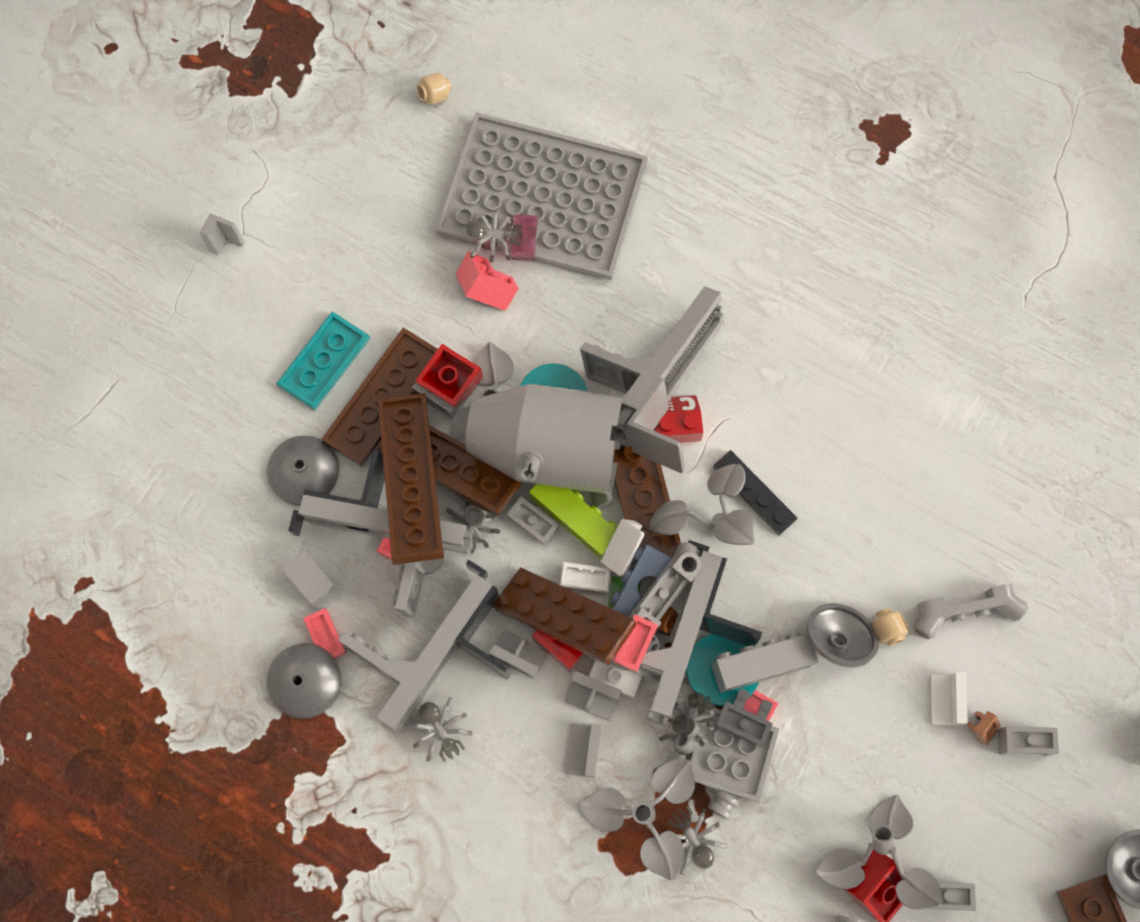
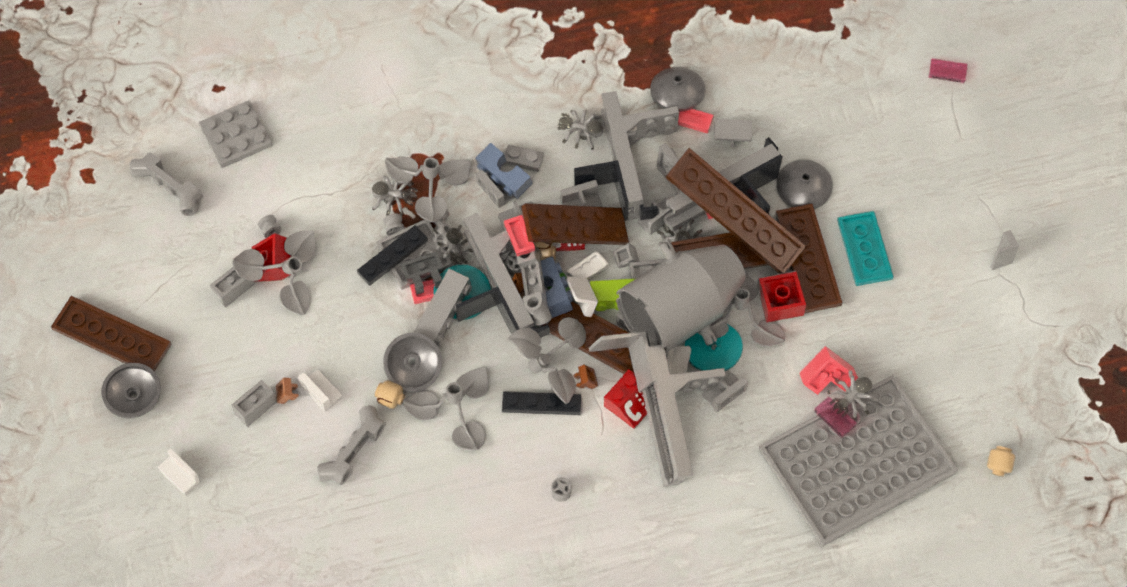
camera: 135 degrees right, 10 degrees down
(47, 450) = (947, 70): none -> clear pink tile
(455, 566) = (653, 224): none -> light grey panel
(525, 757) = (523, 157): none -> light grey plate
(536, 557) = (625, 255): none -> light grey slope
(566, 731) = (514, 182): none -> sand blue arch
(573, 343) = (725, 391): none -> light grey panel
(692, 474) = (587, 376): none -> dark orange tile
(759, 768) = (392, 255): none -> black plate
(800, 566) = (474, 385): none -> light grey plant
(817, 393) = (563, 485): none -> light grey wheel

